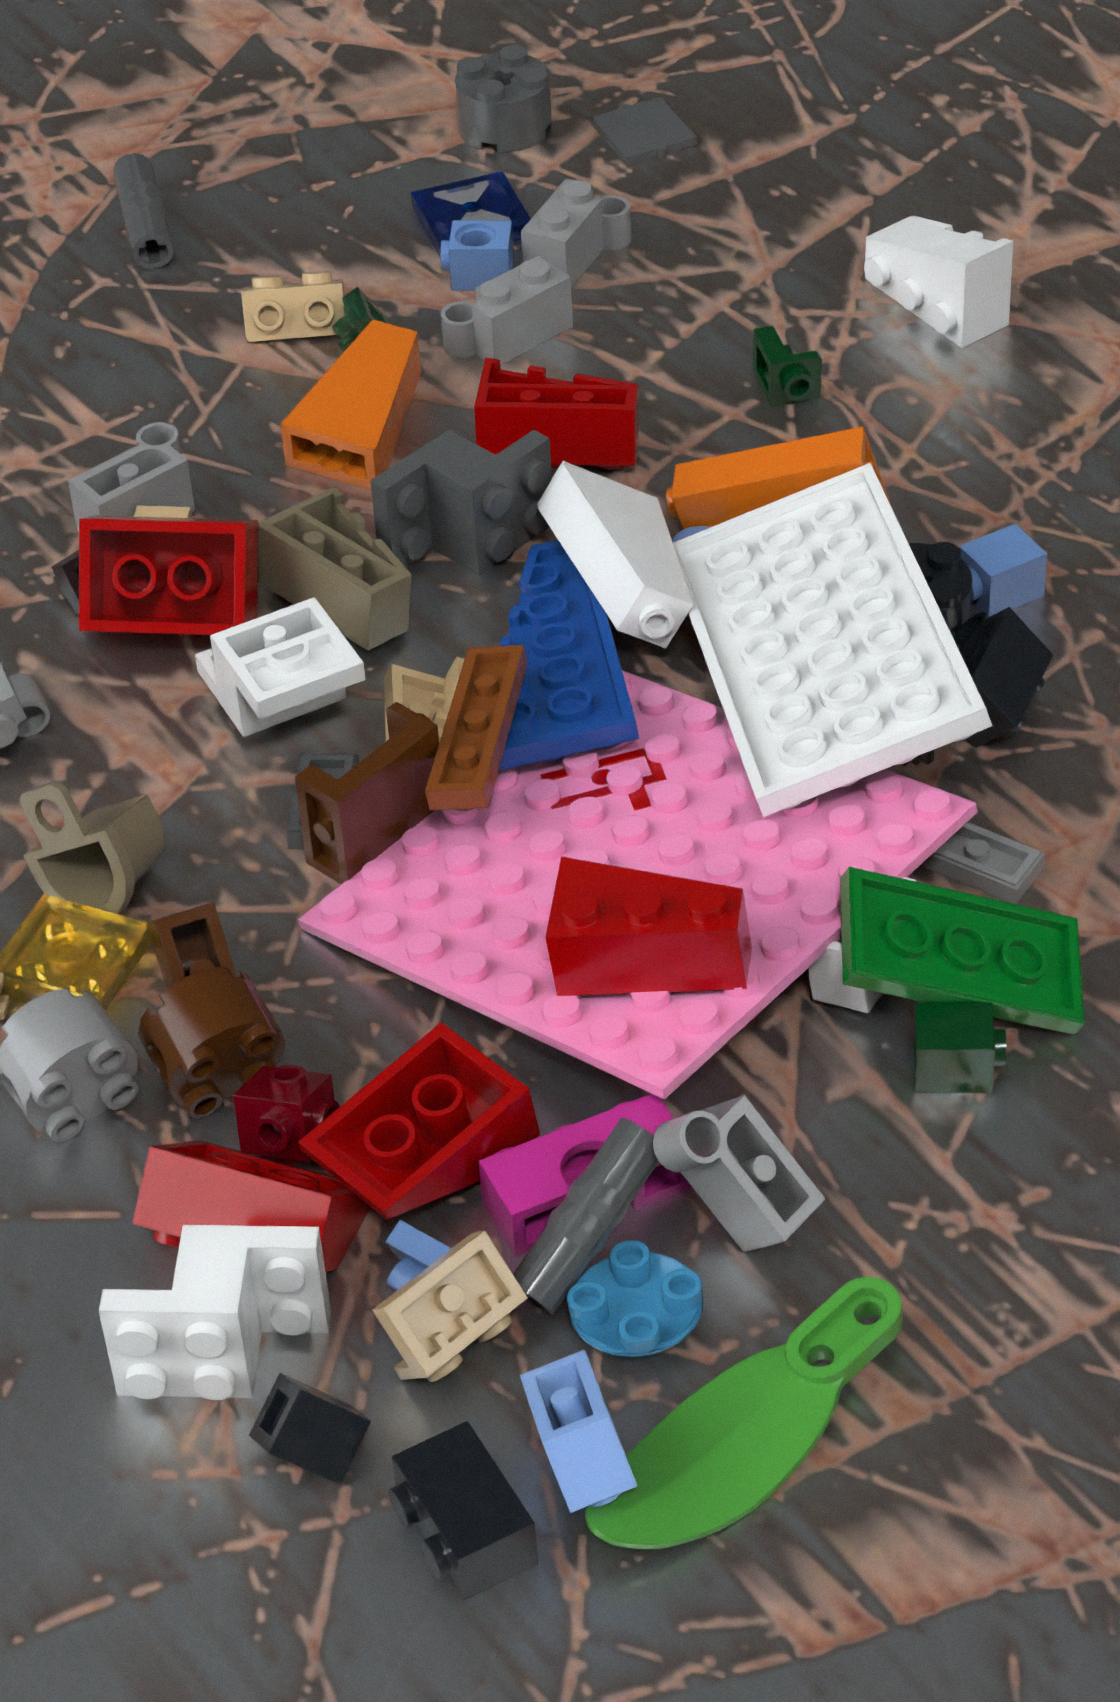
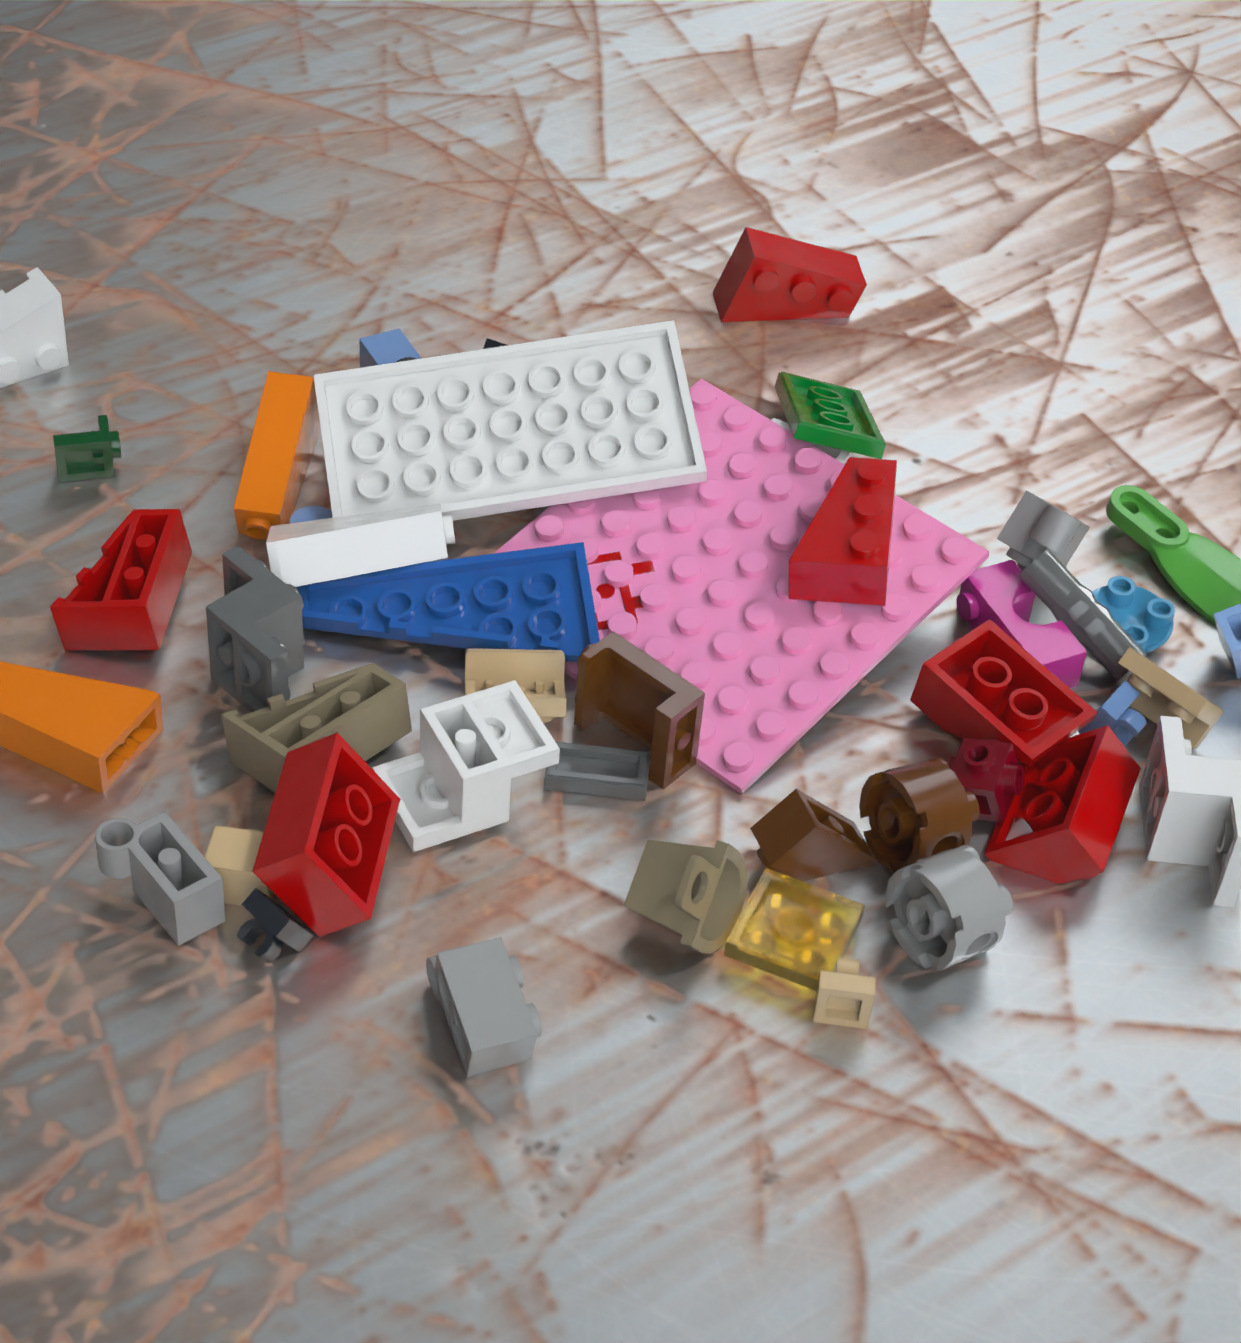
camera: 95 degrees left, 0 degrees up
(476, 728) = (575, 625): dark orange plate -> none
(956, 1047) = (901, 440): dark green brick -> none

